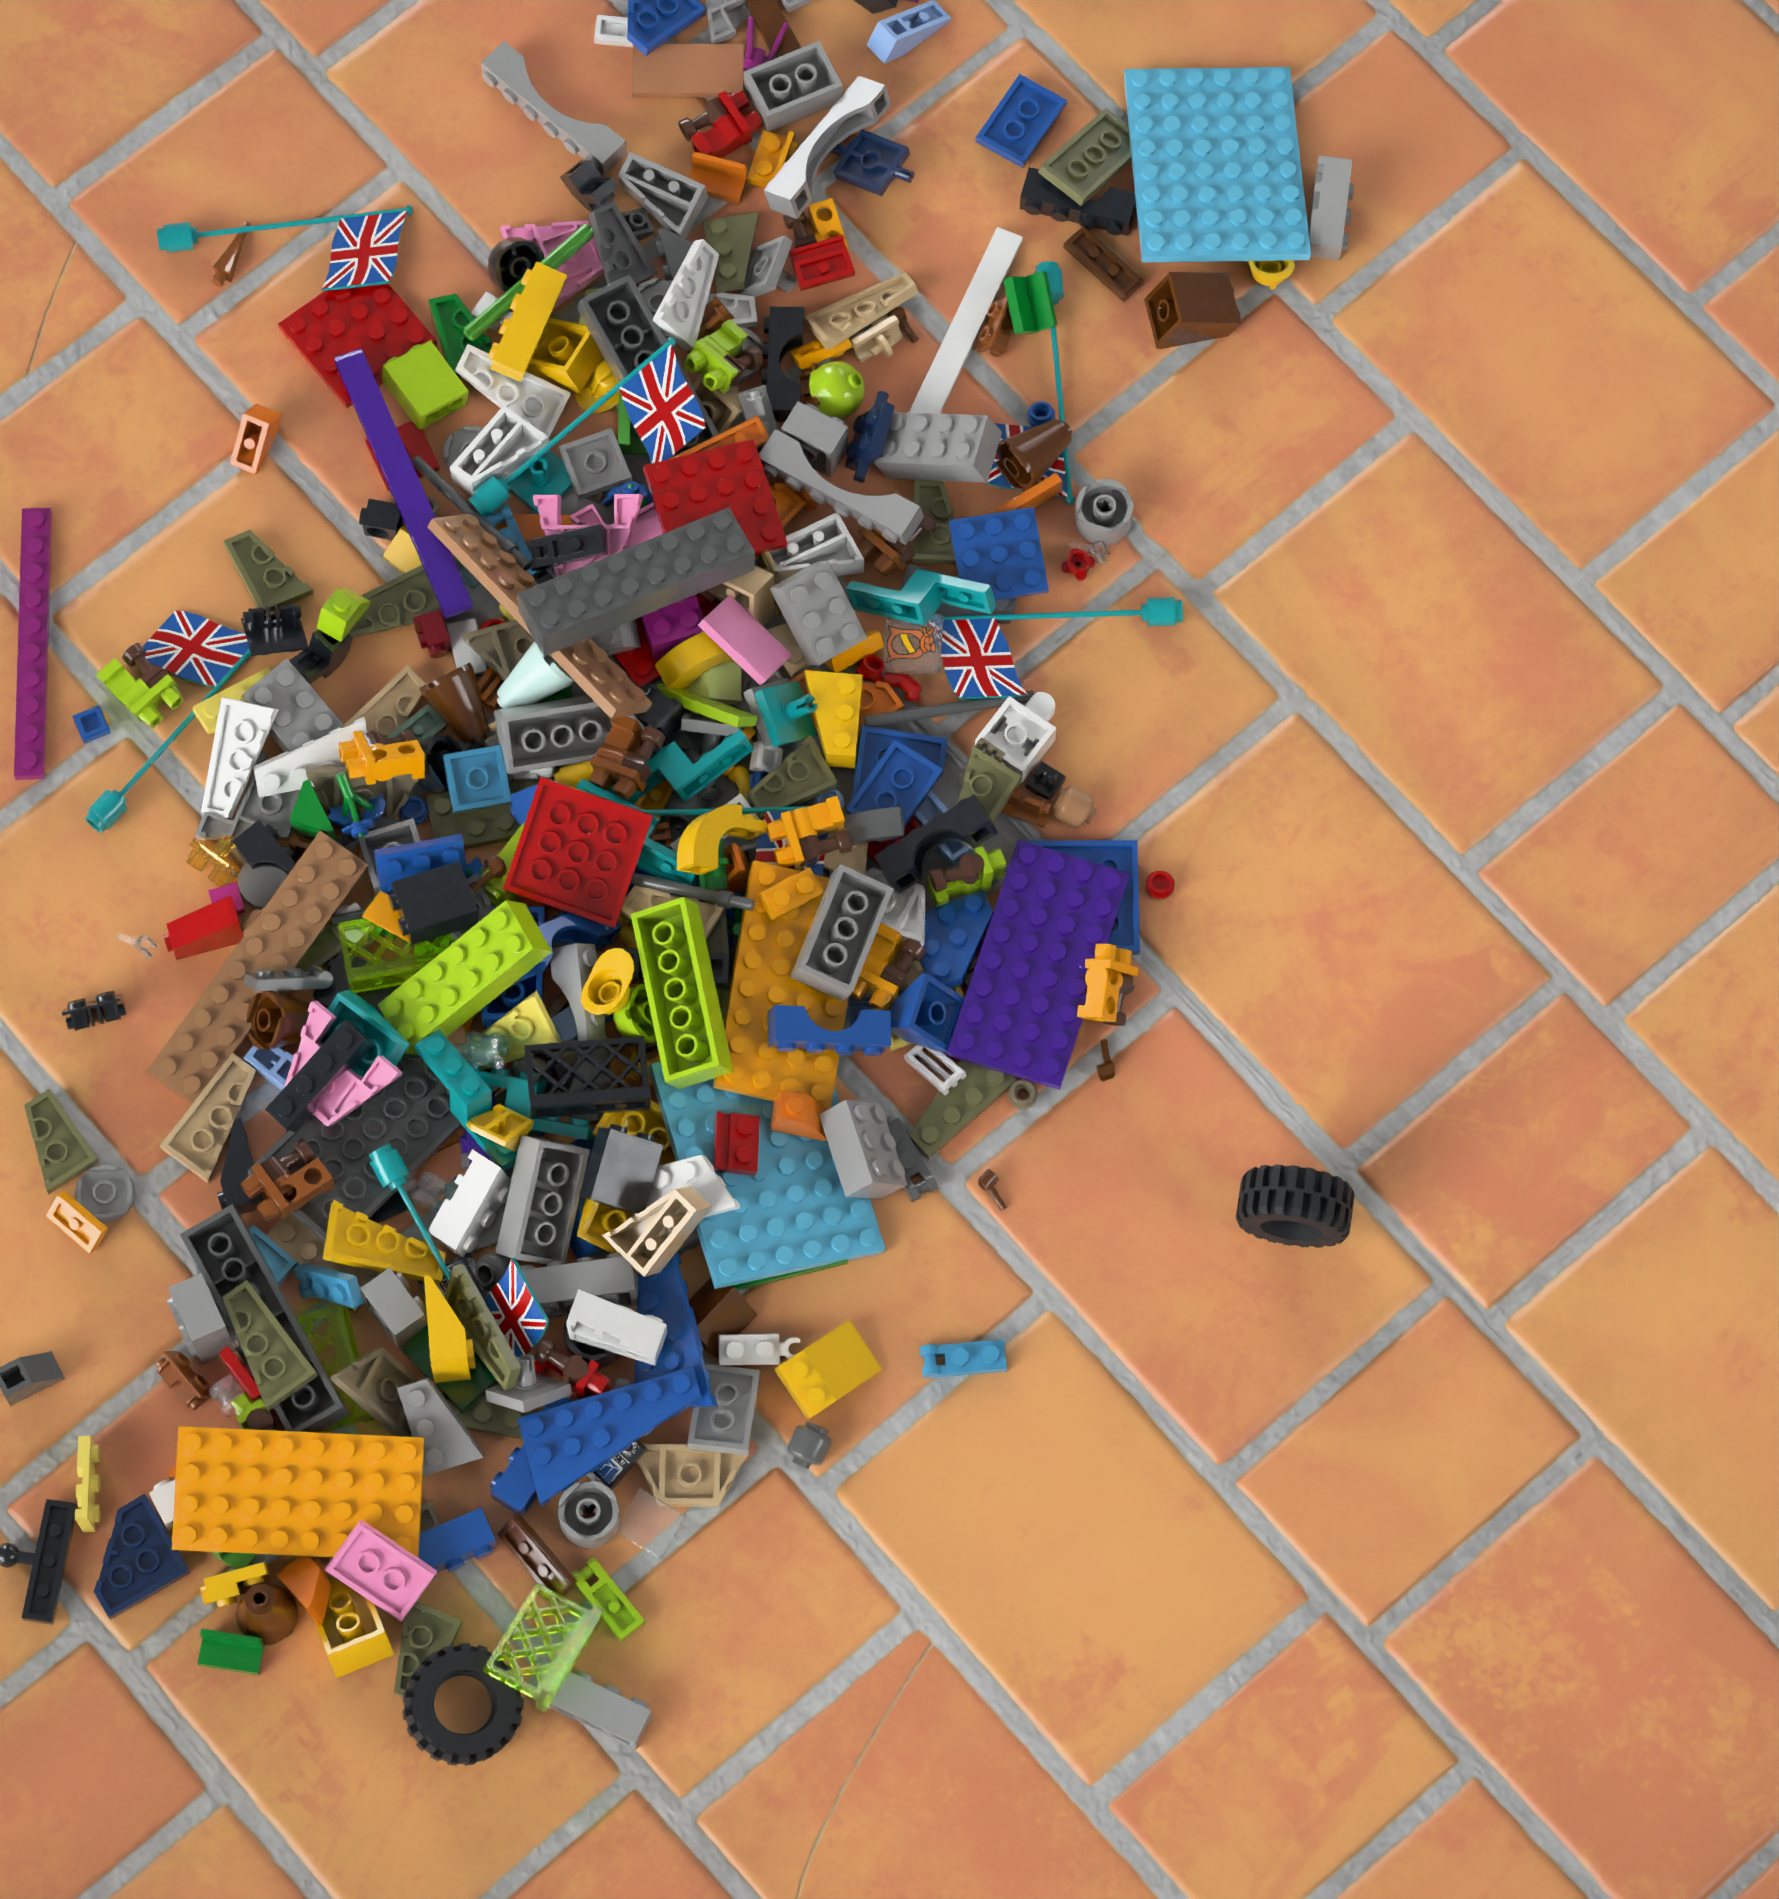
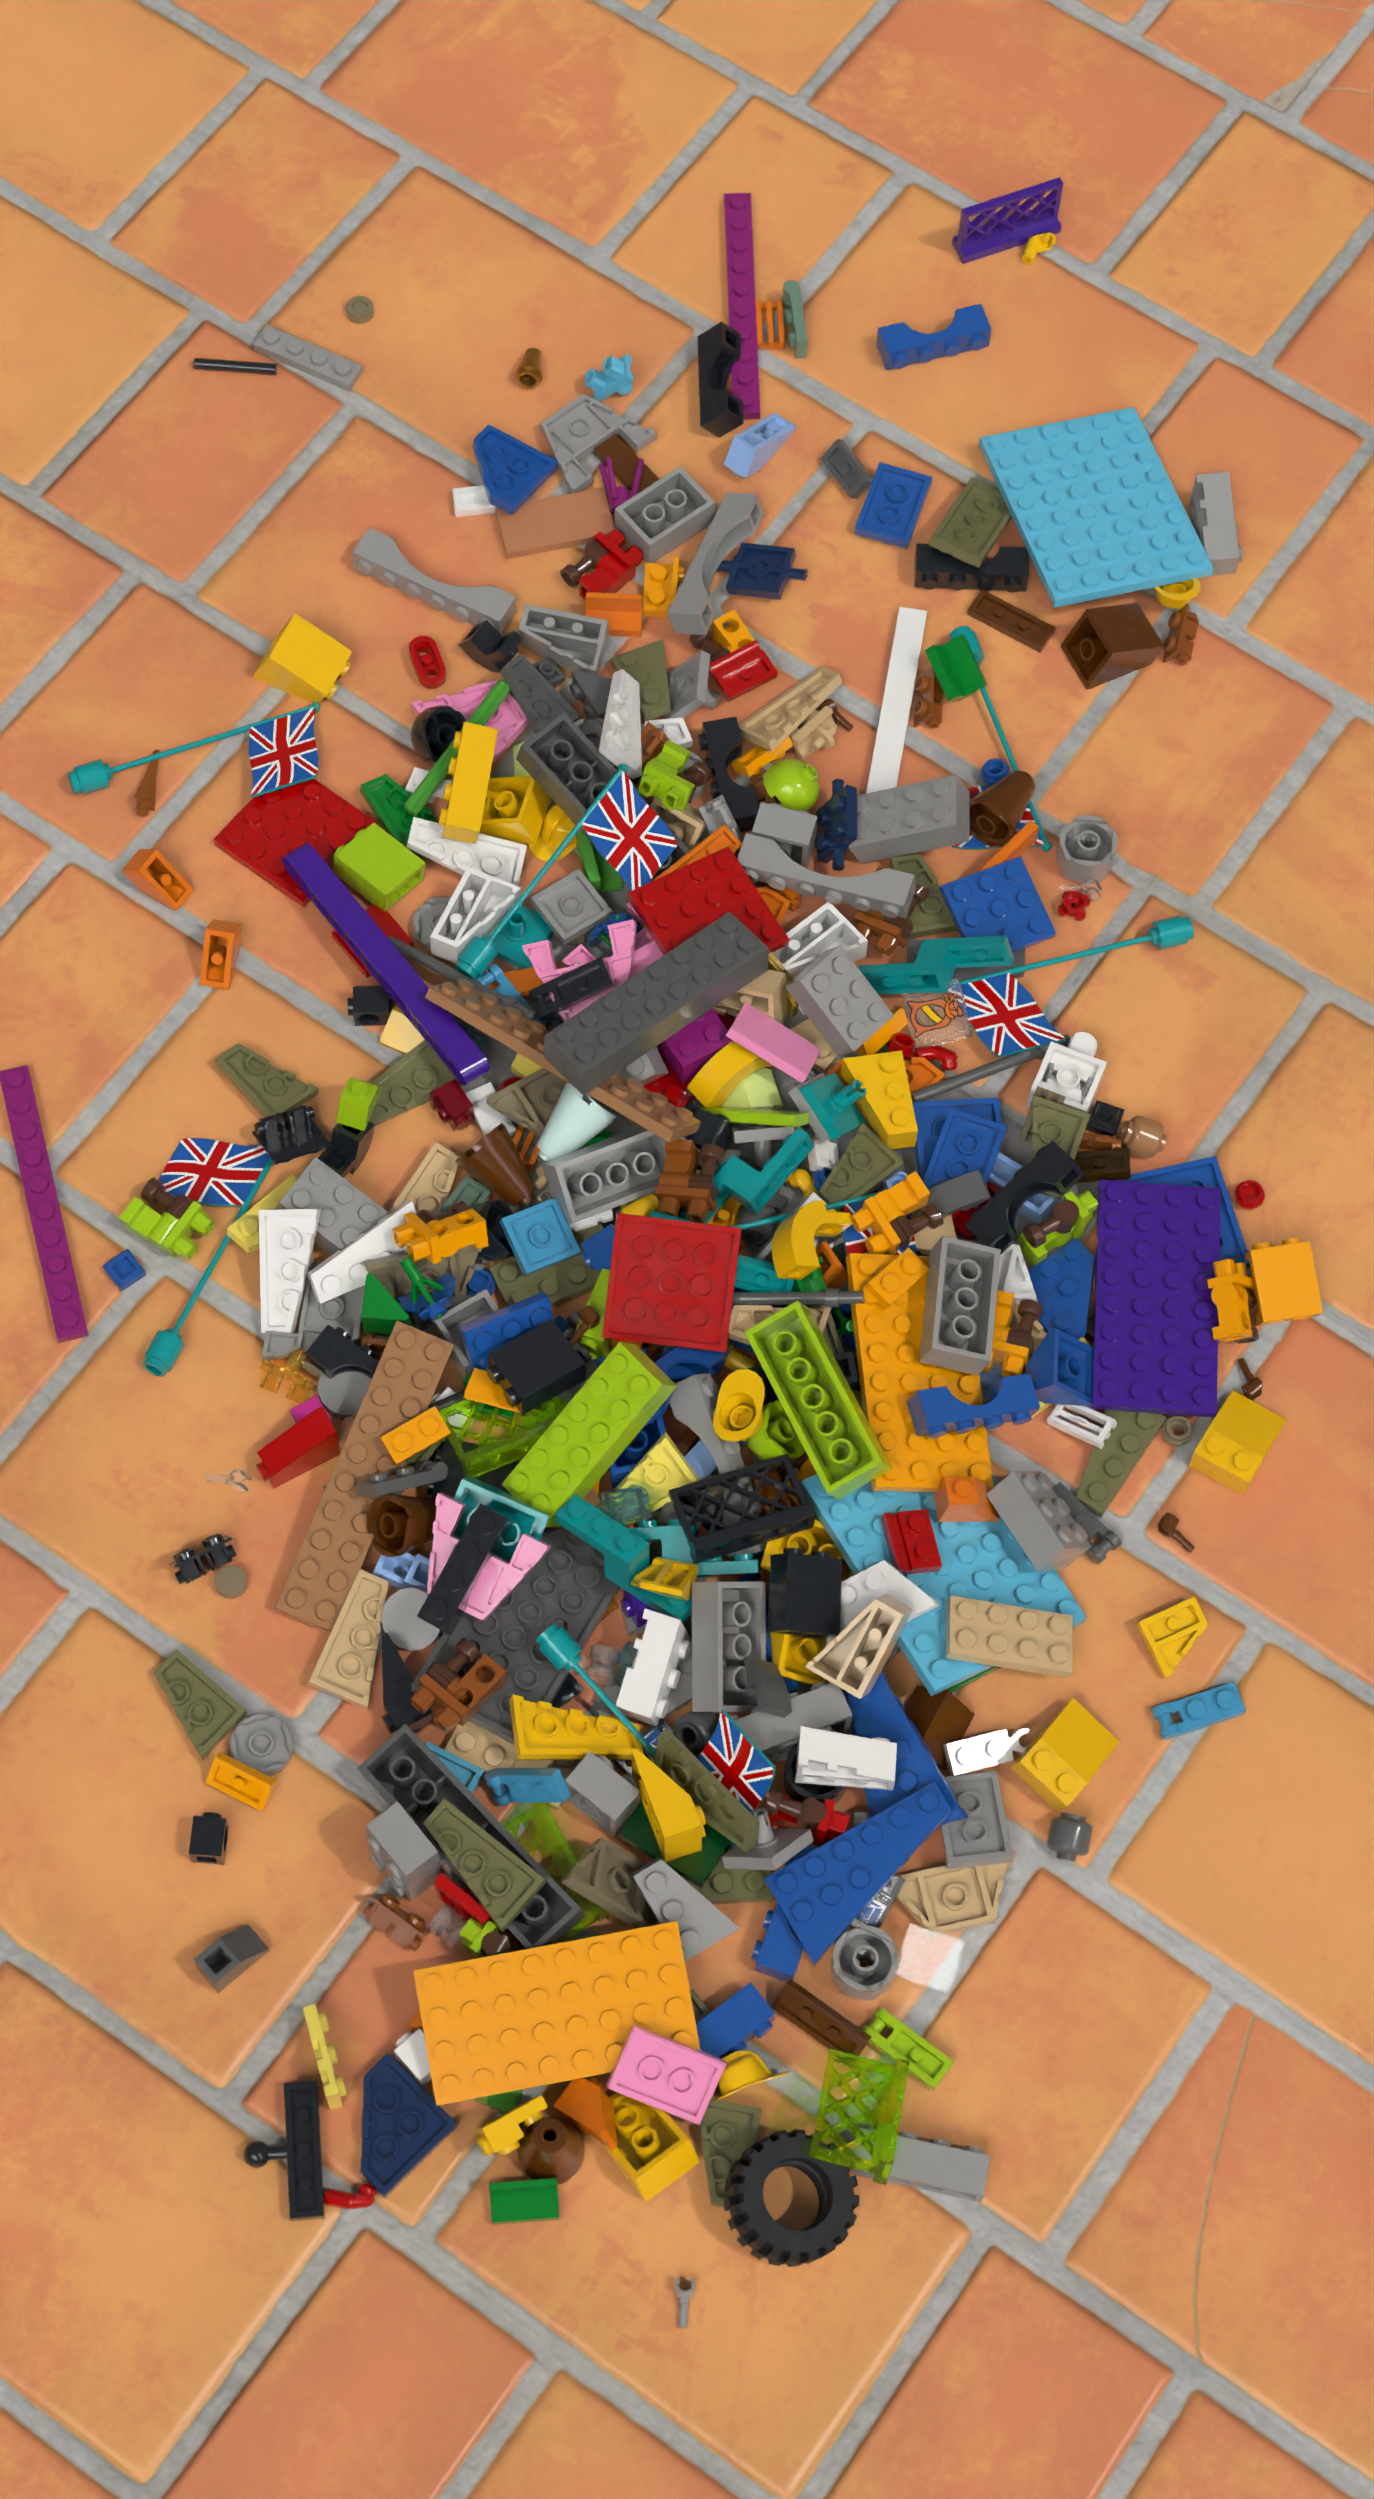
camera: 15 degrees left, 5 degrees down
(35, 1267) = (209, 1839): none -> black brick
(79, 1615) = (350, 2200): none -> red arm
(115, 1038) = (231, 1582): none -> dark tan tile
(215, 351) = (157, 878): none -> orange slope
(253, 1110) = (401, 1619): none -> light grey tile
(310, 942) = (415, 1435): none -> light orange plate
(348, 1771) = (684, 2297): none -> light grey hand
(407, 164) = (303, 661): none -> yellow slope
(452, 1582) = (742, 2070): none -> yellow piece
(526, 190) = (428, 664): none -> red plate
(566, 1246) = (769, 1687): none -> dark grey slope
(802, 1251) = (1009, 1636): none -> tan plate
(960, 1282) = (1172, 1633): none -> yellow wing
(986, 74) = (847, 469): none -> dark grey plate
(1025, 825) = (1104, 1165): none -> dark brown plate
(1075, 1117) = (1237, 1442): none -> yellow slope
(1162, 976) = (1284, 1281): none -> light orange panel
(1267, 305) = (1181, 625): none -> dark orange hinge

